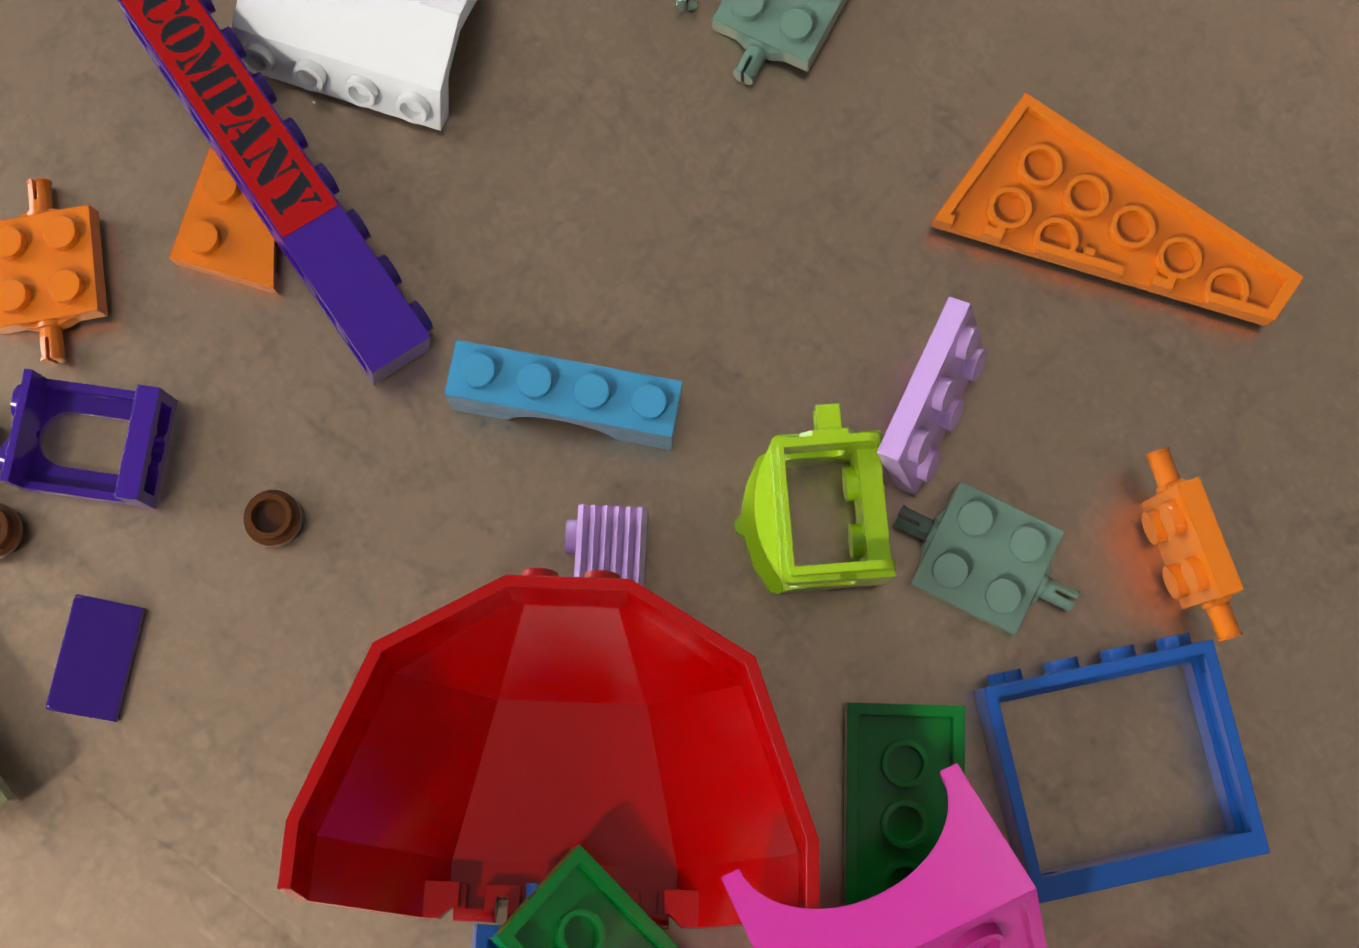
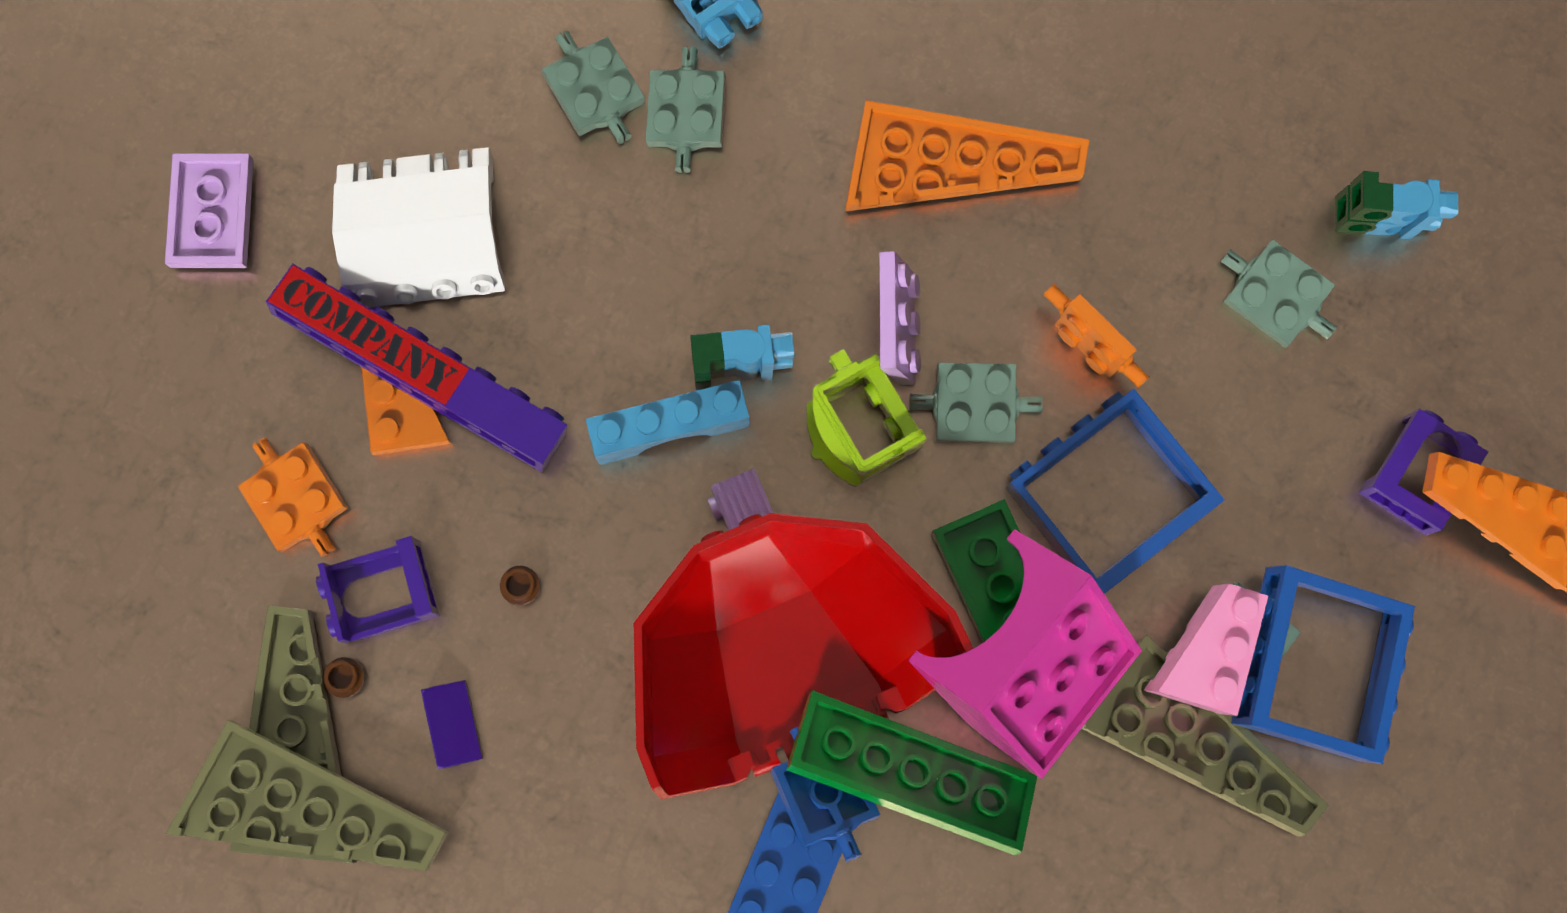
camera: 25 degrees left, 0 degrees up
(699, 347) = (740, 354): none -> dark azure hips

